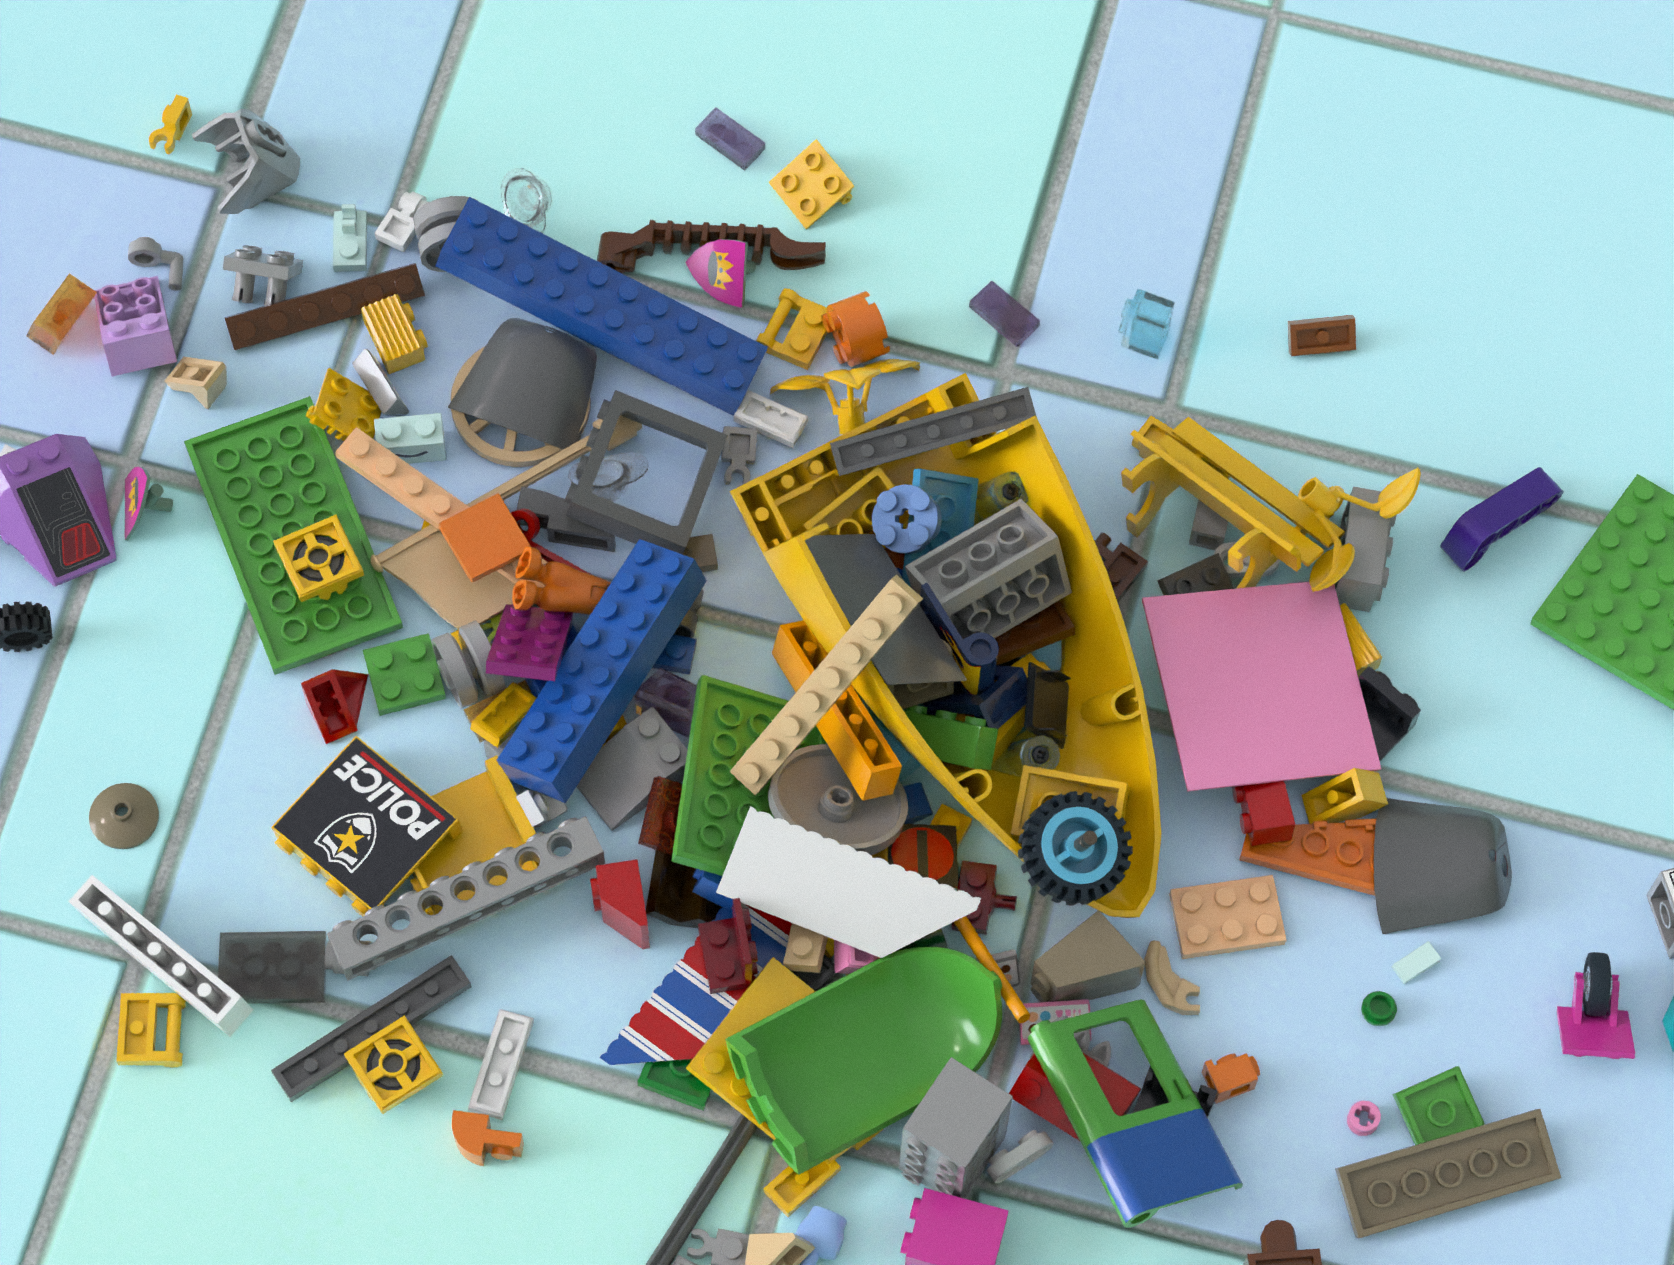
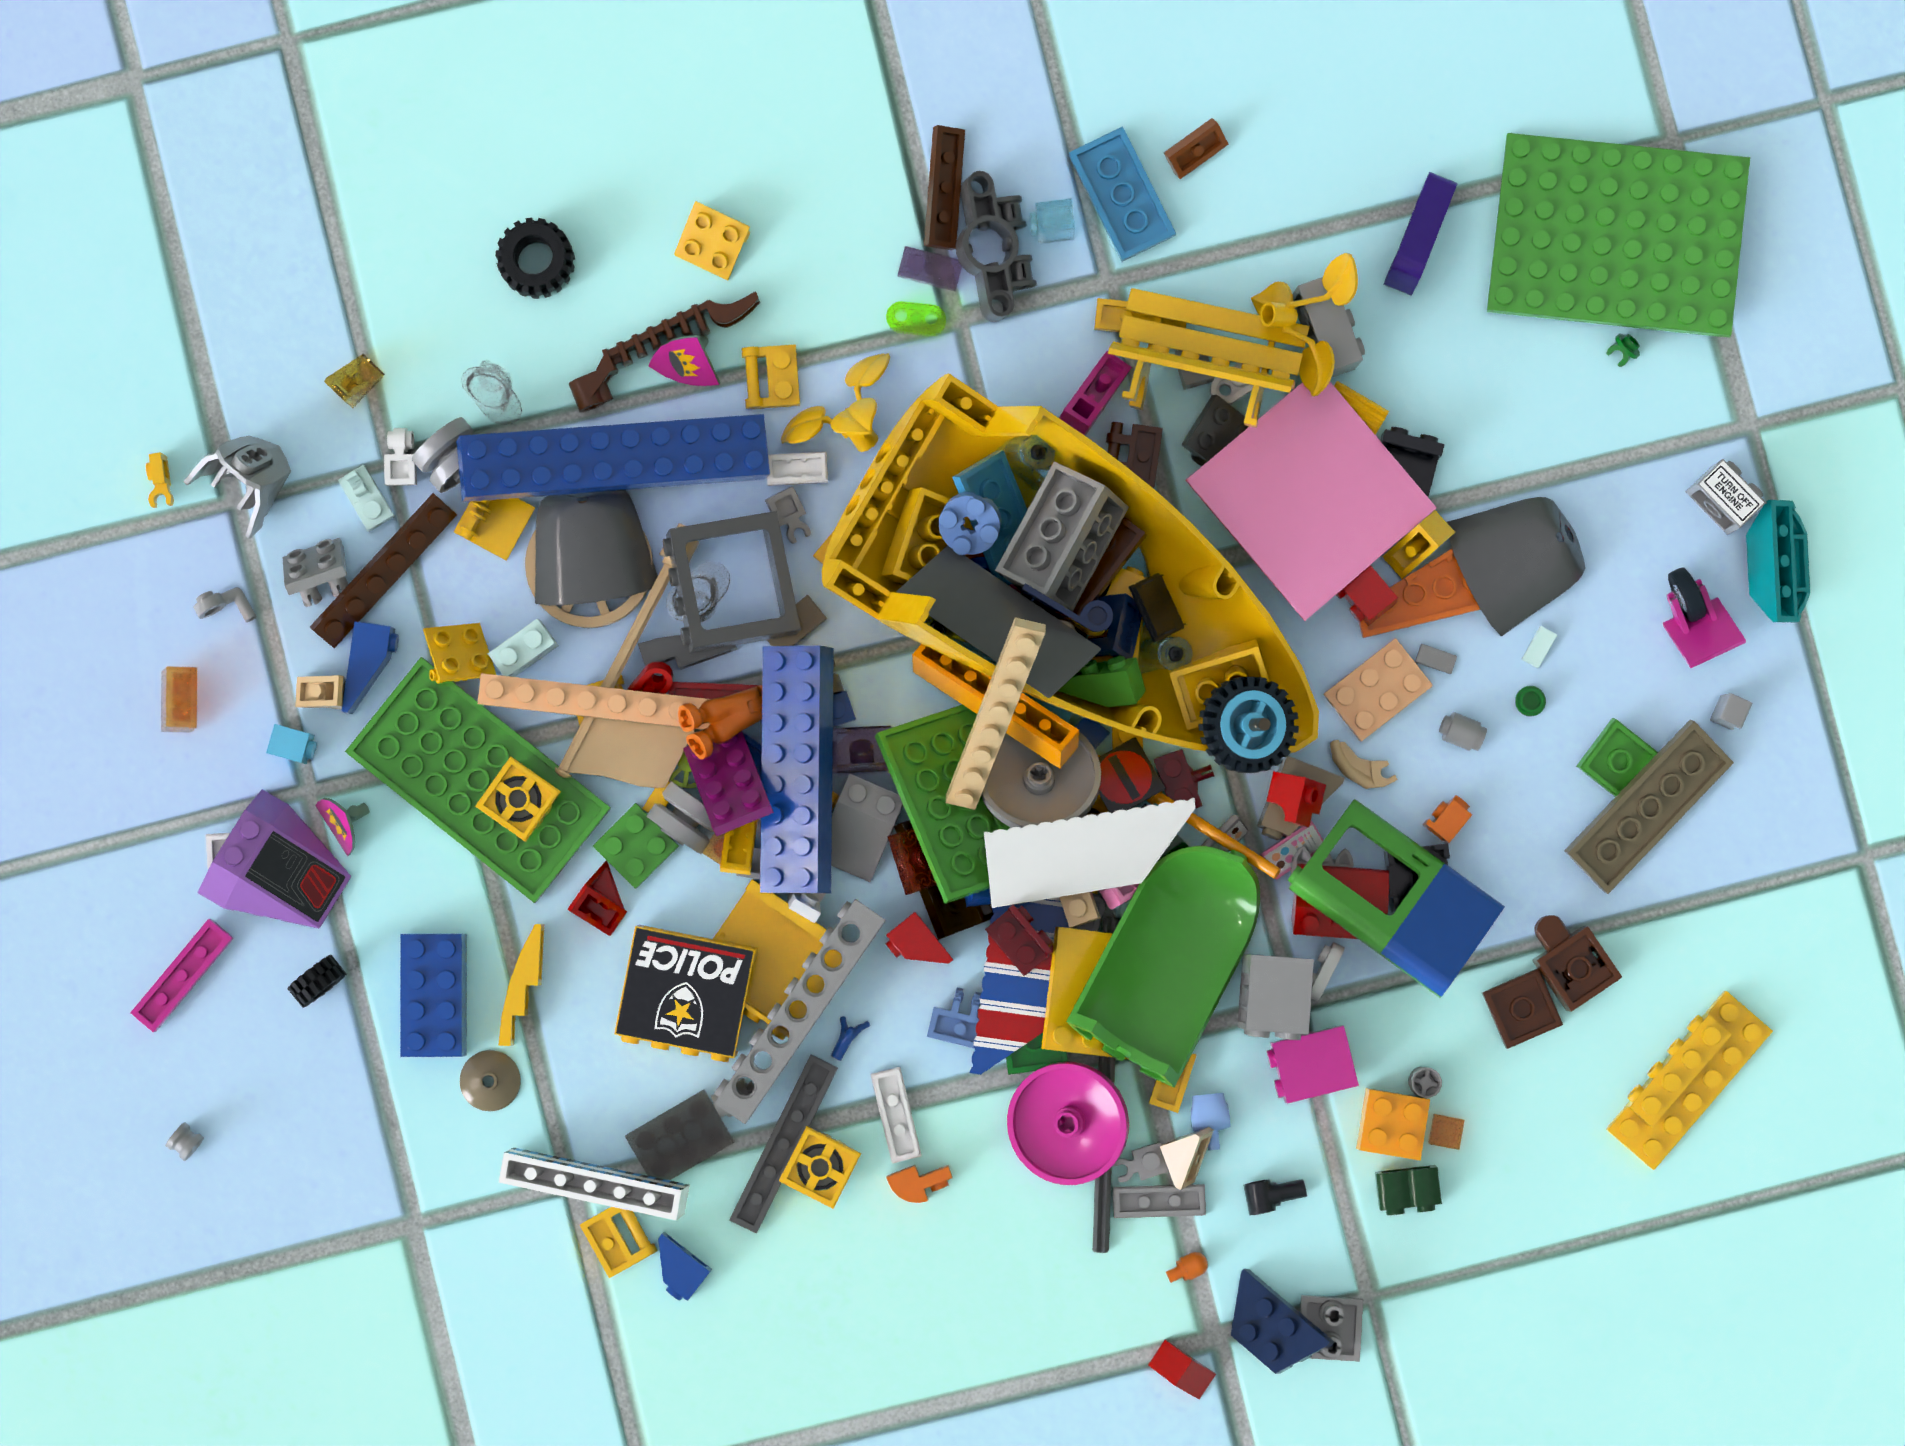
camera: 20 degrees left, 20 degrees up
(121, 702) = (433, 995): none -> blue brick
(134, 326) = (240, 672): lavender slope -> none
(138, 409) = (291, 744): none -> medium azure brick
(192, 1092) = (680, 1268): none -> blue slope
(221, 731) = (526, 972): none -> yellow slope
(258, 374) = (368, 657): none -> blue slope
(379, 384) = (470, 615): light grey slope -> none
(394, 334) = (454, 564): yellow brick -> none
(404, 134) = (355, 380): none -> clear yellow slope
(456, 318) = (495, 524): none -> yellow hinge
(484, 537) = (639, 710): orange tile -> none
(498, 961) = (846, 1037): none -> blue bar
(610, 1004) = (955, 1026): none -> medium blue hinge
(631, 93) = (524, 235): none -> black tyre
(669, 1159) = (1068, 1123): none -> dark pink dish
(730, 138) = (621, 235): clear purple plate -> none
(856, 329) = (825, 357): orange brick -> none
(932, 431) = (951, 438): dark grey plate -> none
(962, 349) = (915, 321): none -> clear neon green plate
(1059, 249) = (944, 187): none -> reddish brown plate
(1070, 352) = (1004, 217): none -> dark grey piece
(1086, 945) = (1296, 796): none -> red brick
(1105, 496) = (1095, 393): none -> dark pink slope
(1227, 340) = (1122, 194): none -> dark azure plate
(1292, 999) = (1462, 731): none -> light grey brick
(1303, 918) = (1436, 659): none -> light grey piece
(1373, 1114) = (1567, 787): bright pink bush -> none
(1583, 1123) = (1731, 711): none -> light grey piece
(1657, 725) = (1627, 345): none -> green plate

